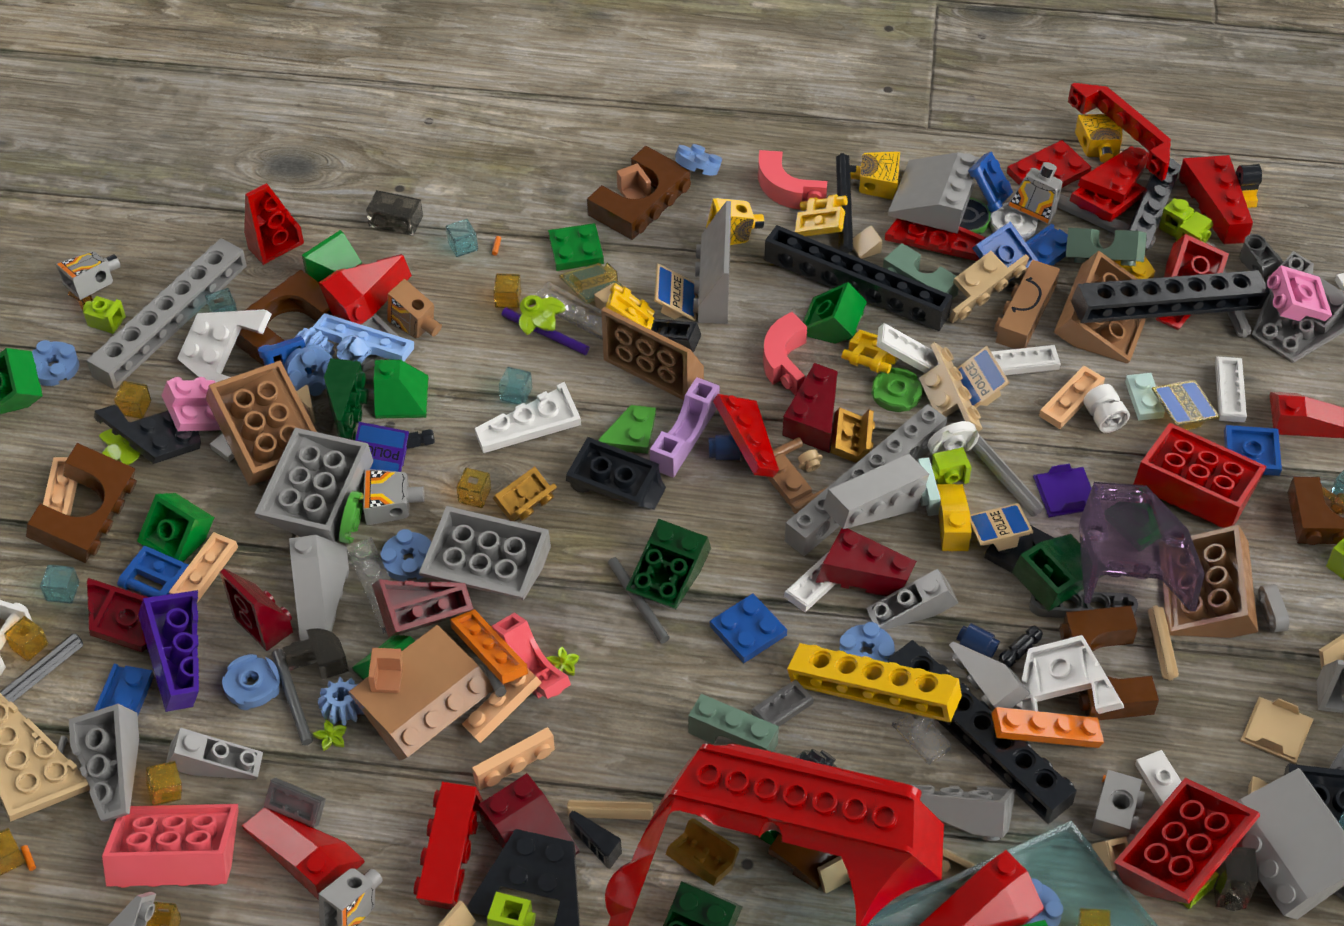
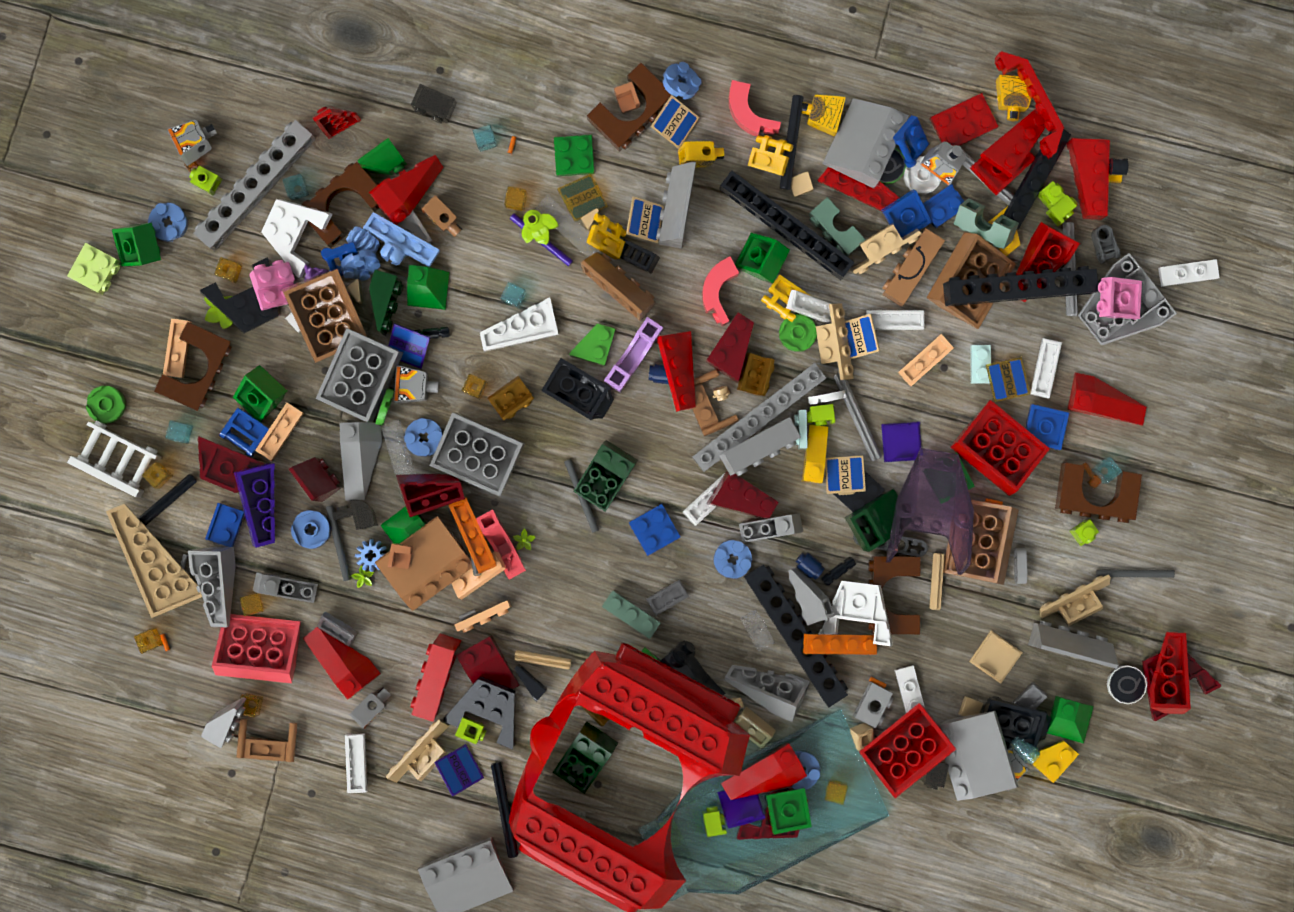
camera: 10 degrees right, 35 degrees up
(694, 198) = (674, 122): none -> piece
(876, 682) = (770, 626): yellow brick -> none
(1106, 408) = (946, 370): white wheel -> none

